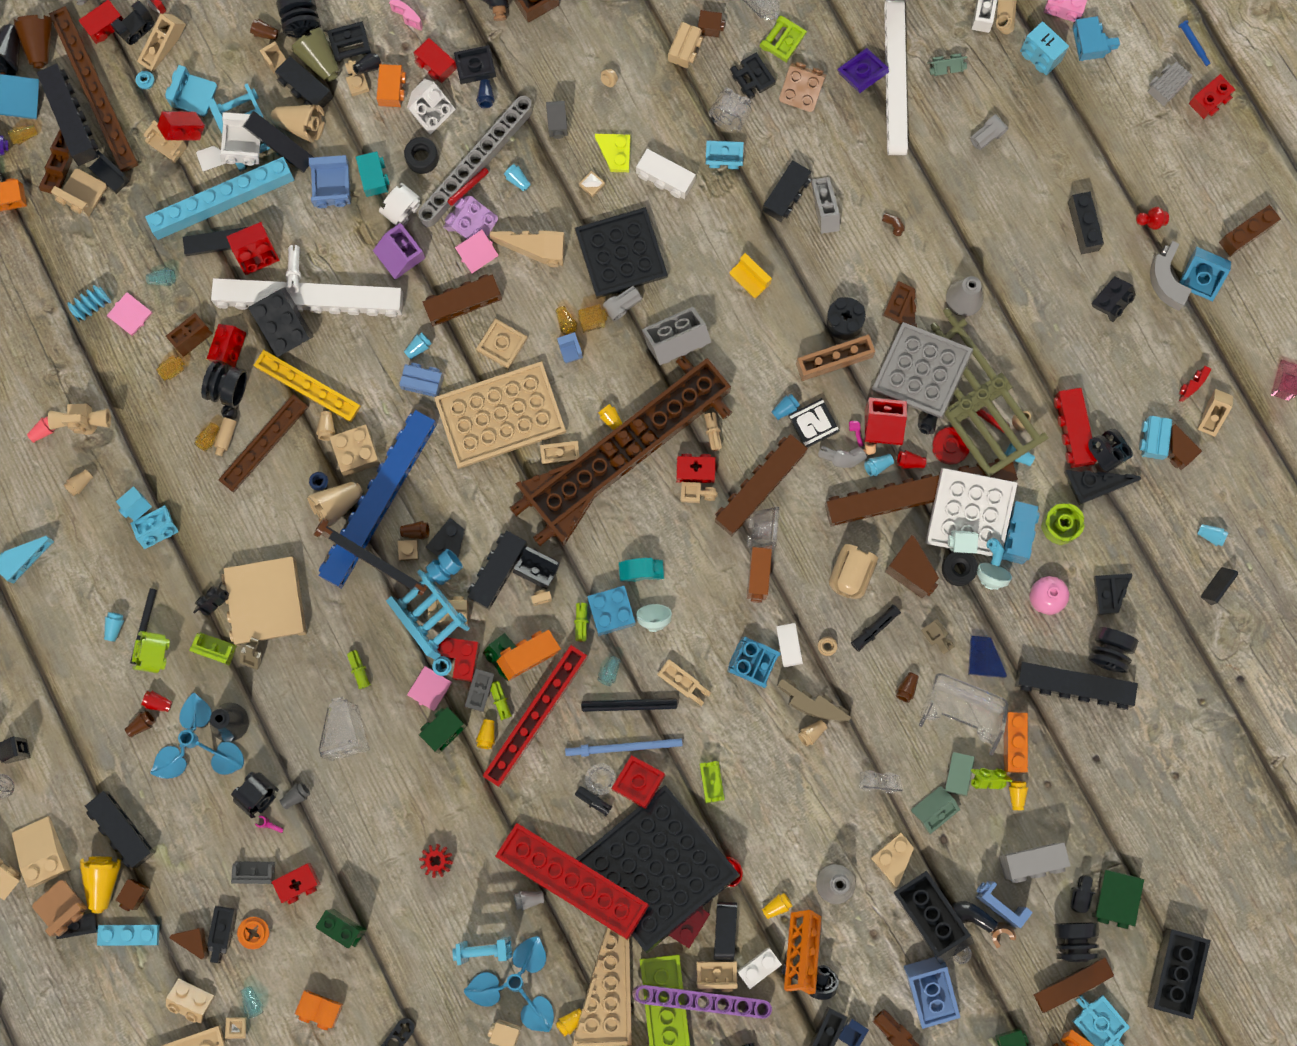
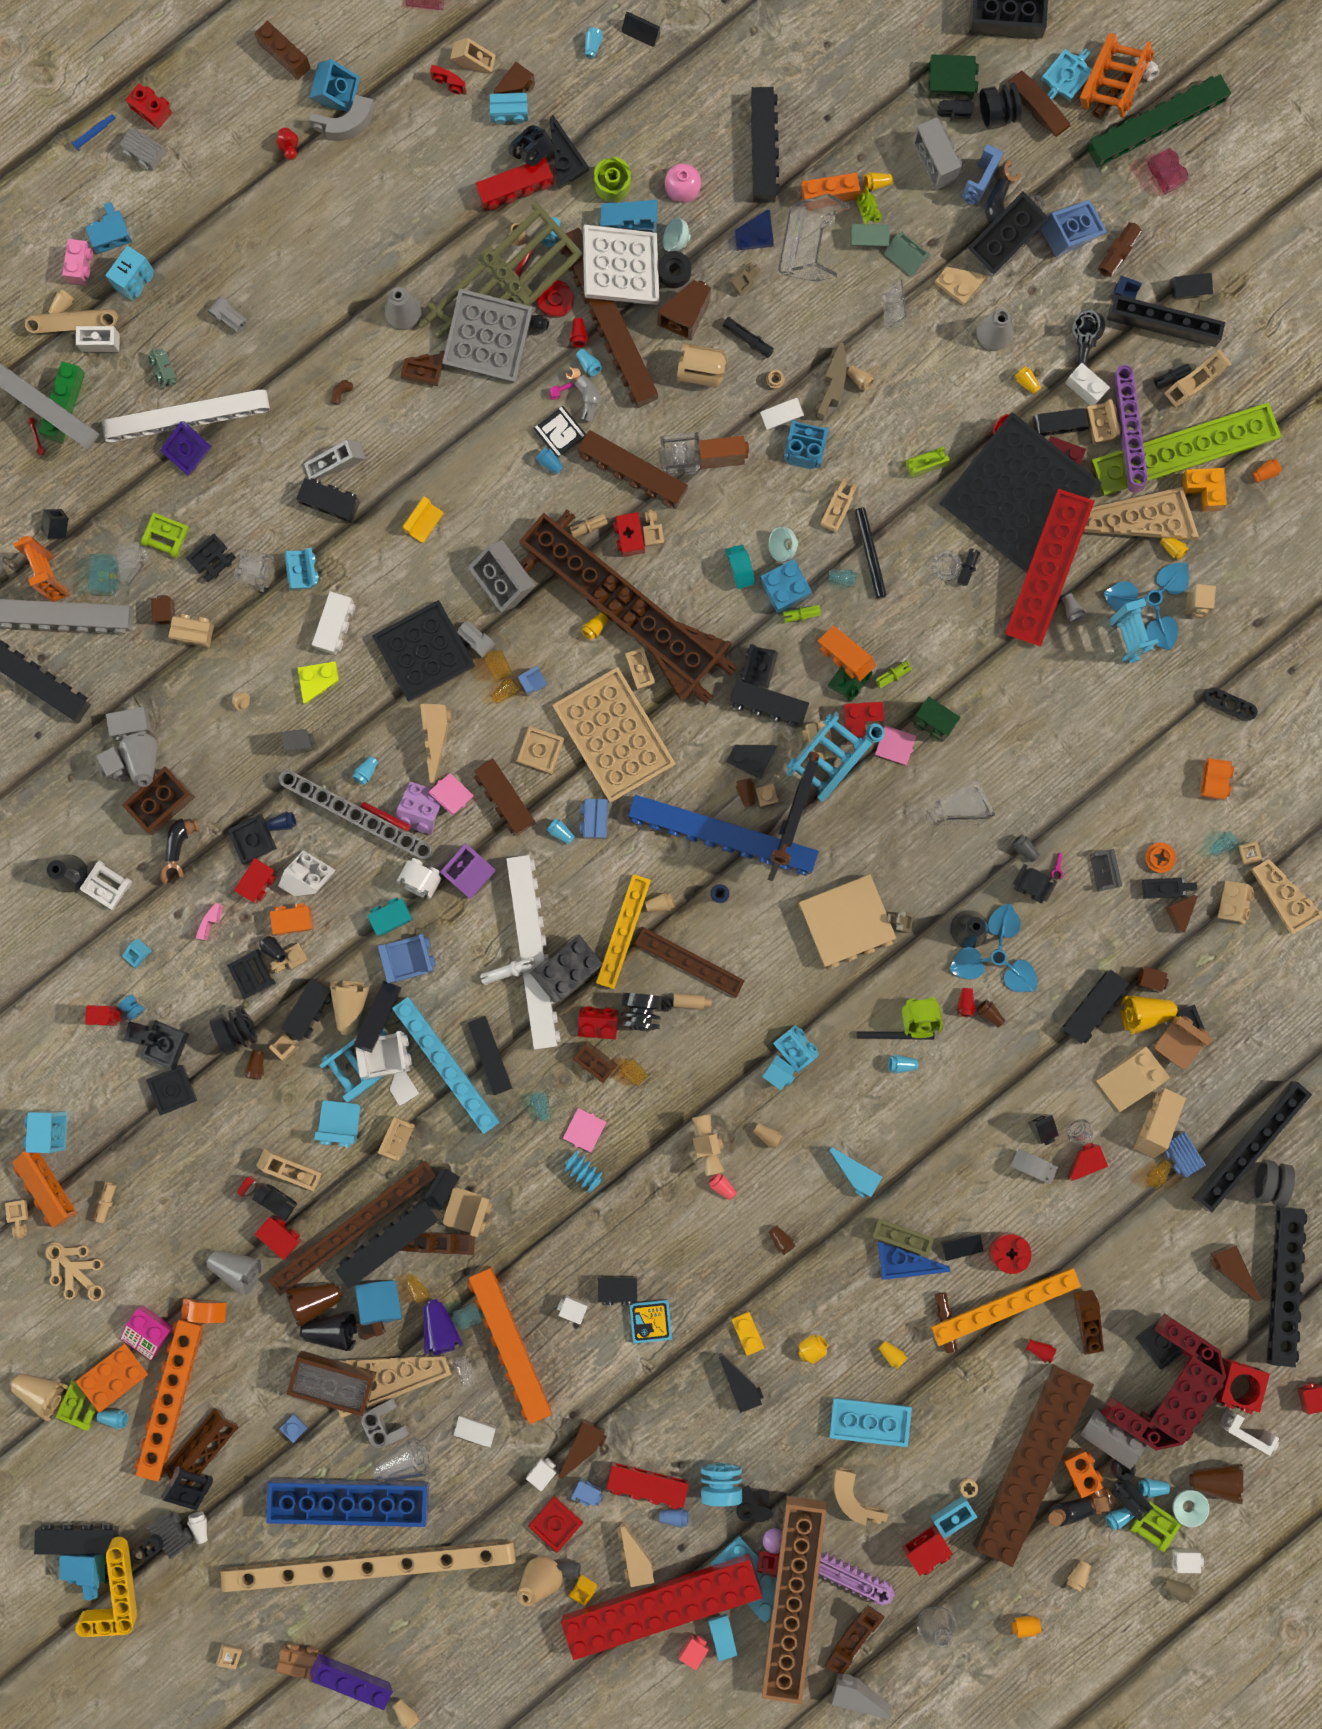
camera: 105 degrees left, 5 degrees up
(127, 935) = (1188, 975): medium azure plate -> none
(145, 84) = (339, 1176): medium azure plate -> none
(180, 125) = (379, 1121): red brick -> none
(206, 437) = (695, 1018): clear yellow cone -> none
(213, 648) = (903, 960): lime hinge -> none
(214, 597) = (857, 972): black hinge -> none
(253, 248) = (493, 1017): red slope -> none
(303, 874) = (1098, 822): red brick -> none
(317, 54) = (273, 1001): olive cone -> none
(335, 501) = (736, 875): tan cone -> none
(340, 928) = (1141, 771): dark green panel -> none
(355, 450) = (680, 867): tan brick -> none
(358, 669) = (892, 816): lime axle -> none
(416, 145) = (369, 880): black tyre -> none
(428, 861) = (1050, 702): red gear -> none
(443, 567) = (778, 752): dark azure wheel -> none
(479, 690) = (890, 693): dark grey hinge -> none
(486, 735) = (928, 680): yellow cone -> none
(535, 716) = (903, 636): red brick -> none
(541, 597) = (786, 656): tan plate -> none
(585, 750) = (922, 584): medium blue bar -> none
(592, 184) = (356, 695): tile -> none
(638, 782) = (942, 528): red plate -> none
(802, 86) = (213, 505): medium nougat bracket -> none
(807, 950) = (1062, 340): orange fence -> none
(835, 357) = (491, 420): medium nougat brick -> none
(843, 308) = (442, 410): black brick -> none
(885, 421) = (546, 361): red slope -> none
(907, 688) = (800, 298): reddish brown cone -> none
(963, 541) = (651, 265): light aqua brick -> none
(997, 550) = (652, 235): medium azure arm -> none
(1085, 222) = (305, 206): black brick -> none
(1110, 592) = (668, 127): black wing -> none
(1113, 648) = (725, 114): black wheel -> none
(1114, 298) = (375, 168): black bracket -> none

